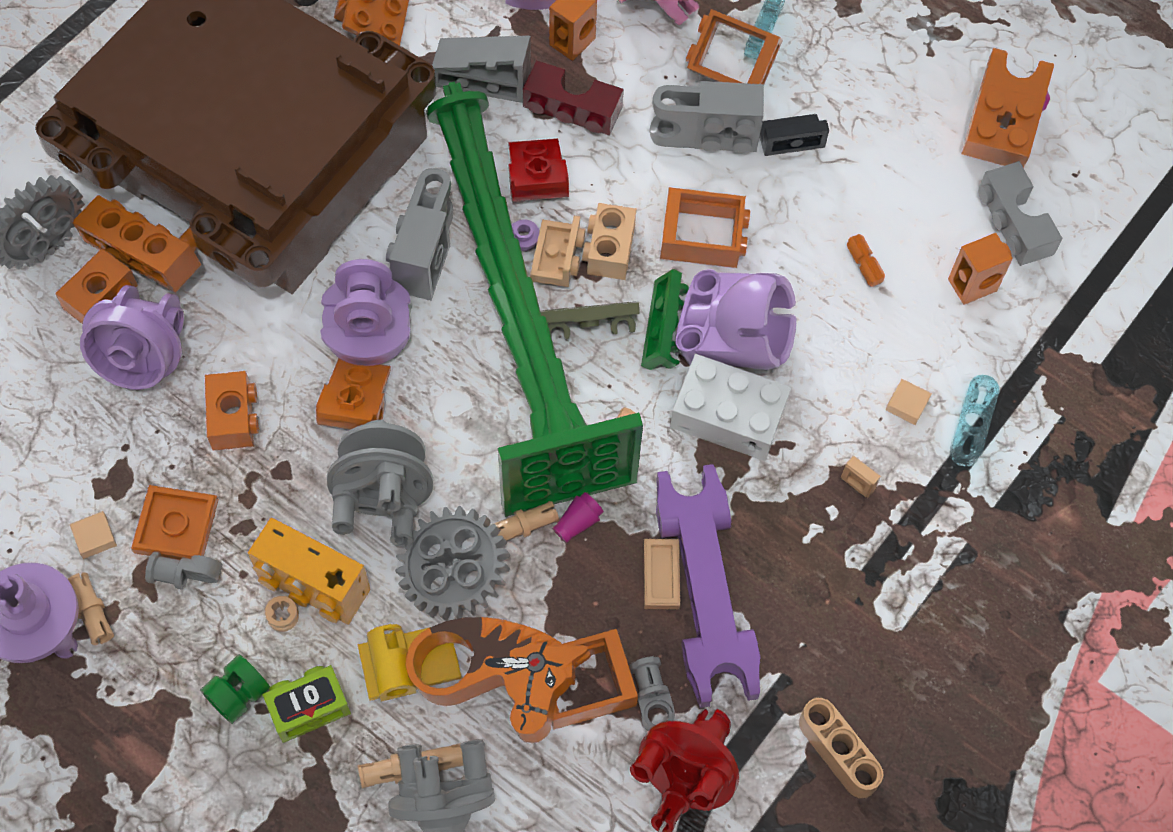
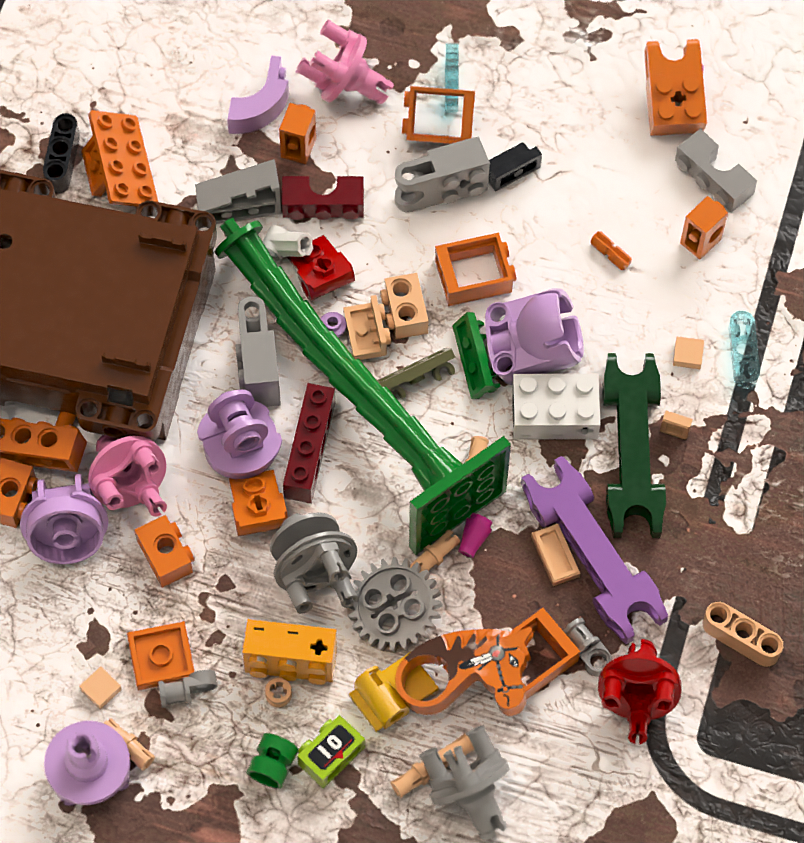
camera: 20 degrees left, 0 degrees up
(224, 313) = (128, 473): none -> bright pink piece
(439, 350) = (309, 443): none -> dark red brick
(509, 131) = (284, 243): none -> white piece
(782, 535) = (635, 492): none -> dark green piece

